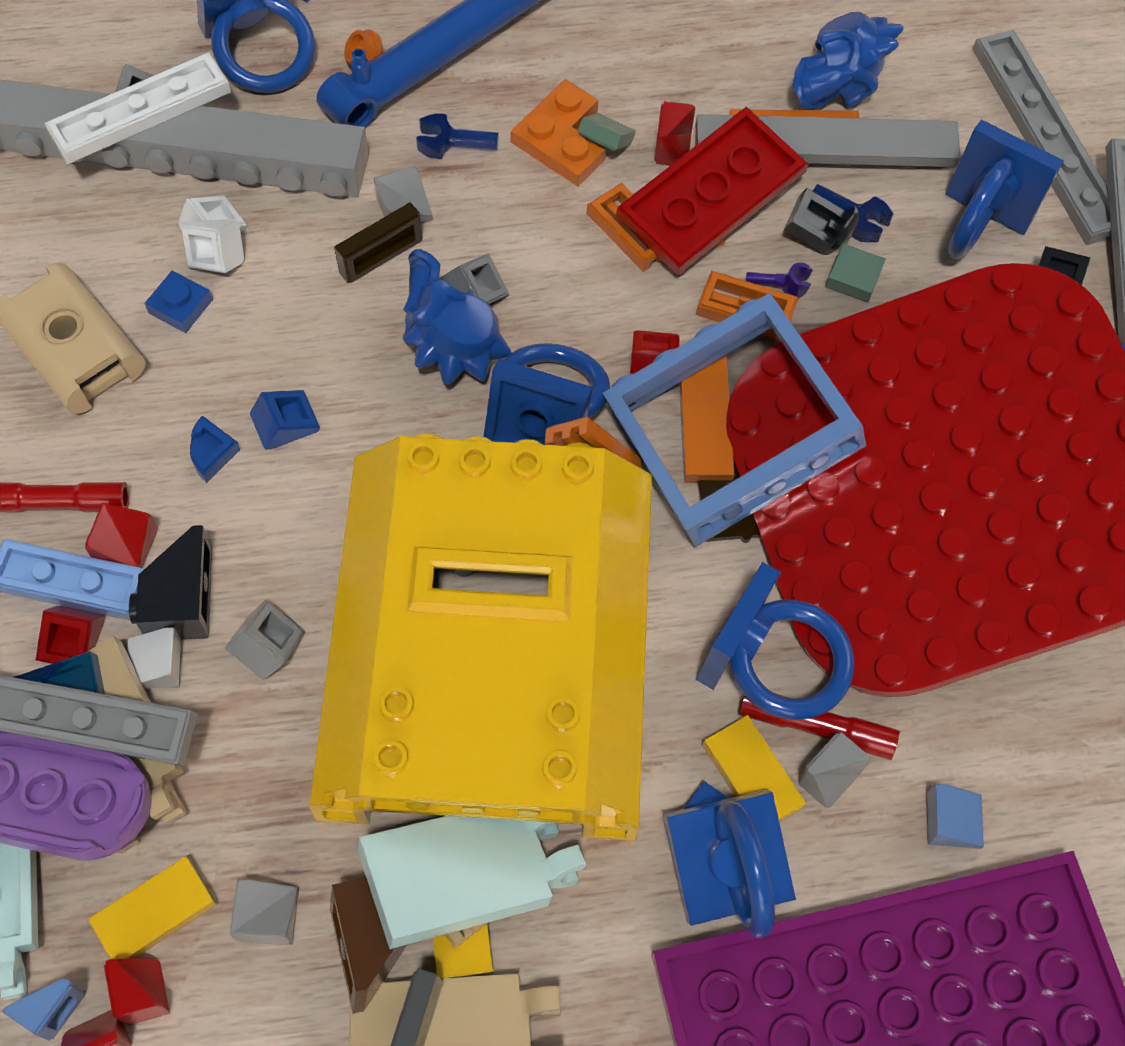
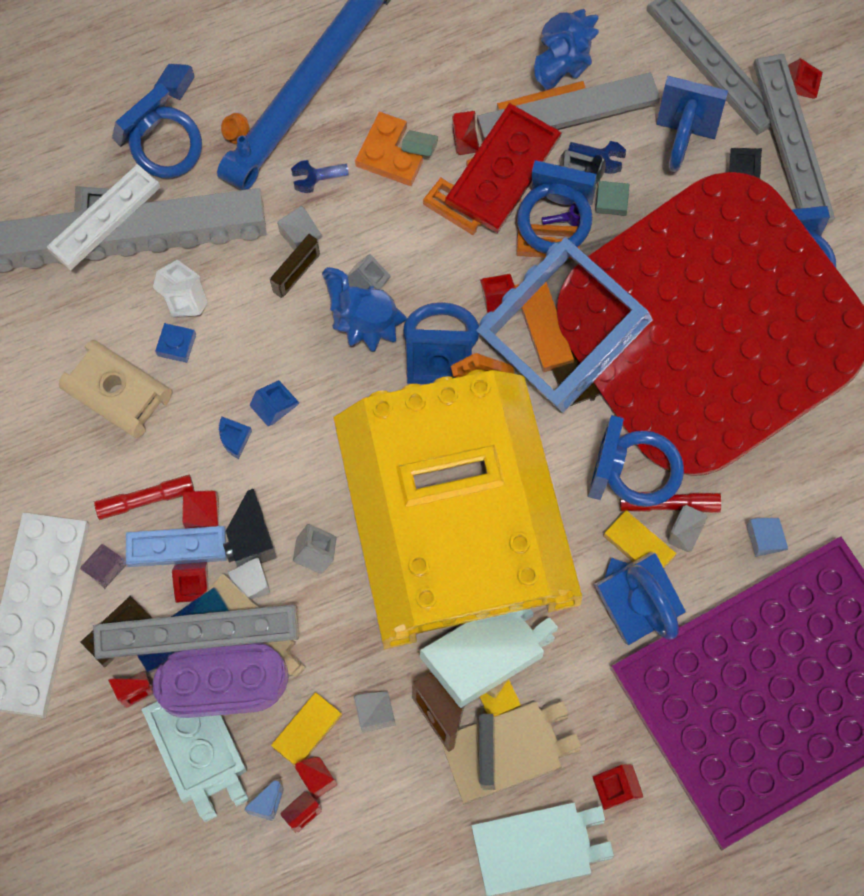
camera: 10 degrees left, 5 degrees up
(788, 232) = (563, 187): none -> blue tile

